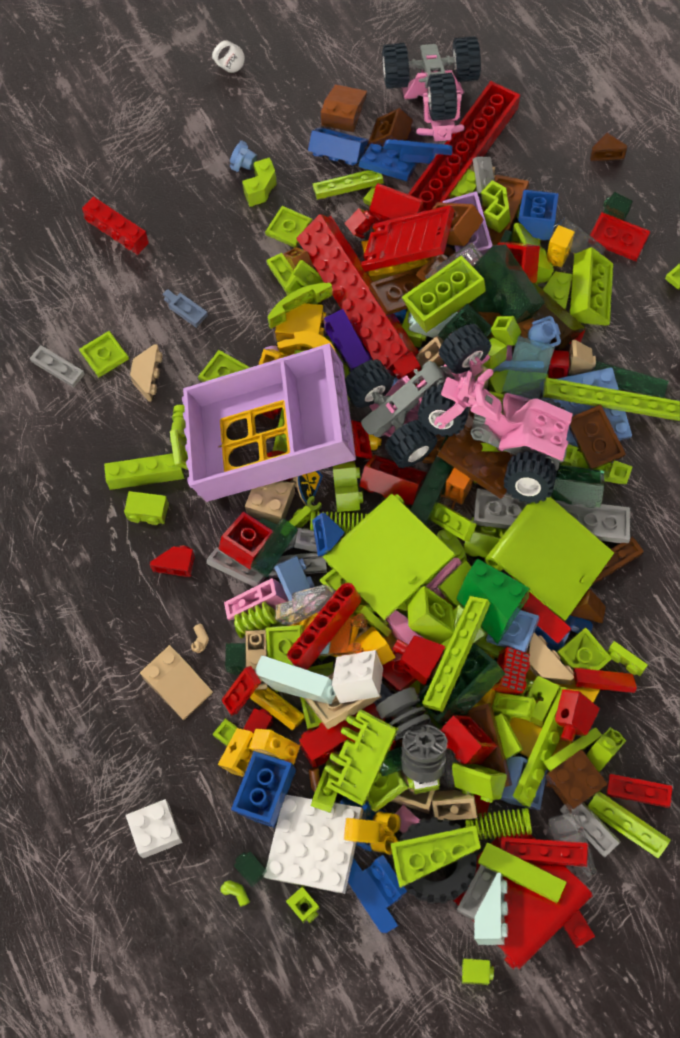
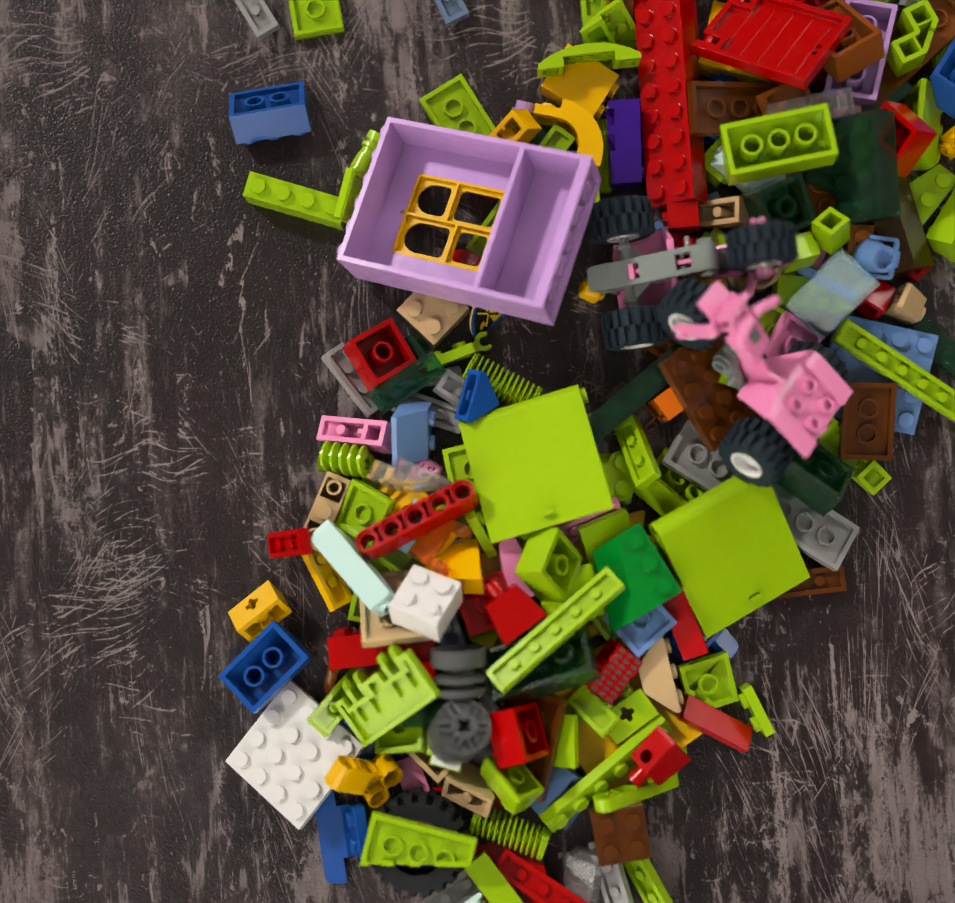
camera: 20 degrees right, 20 degrees up
(101, 426) = (269, 113): none -> blue slope
(146, 371) = (356, 61): tan slope -> none
(146, 508) = (279, 250): lime brick -> none
(153, 828) = (125, 652): white brick -> none
(175, 561) = (286, 338): red slope -> none
(176, 682) = (222, 490): tan slope -> none
(202, 639) = (275, 450): tan arm -> none
(225, 732) = (256, 575): lime tile -> none
(235, 658) = (303, 494): clear green brick -> none
(236, 889) = (189, 760): lime arm -> none
(250, 868) = (213, 745): clear green brick -> none
(259, 720) = (295, 586): red brick -> none
(274, 745) = (298, 625): yellow brick -> none
(297, 900) = (247, 822): lime brick -> none
(346, 486) = (529, 347): lime brick -> none
(361, 440) = (577, 289): red slope -> none
(387, 478) = (583, 351): red slope -> none
(590, 608) = (747, 630): reddish brown slope -> none
(605, 748) = (675, 803): lime slope -> none
(639, 790) = (687, 864): red plate -> none

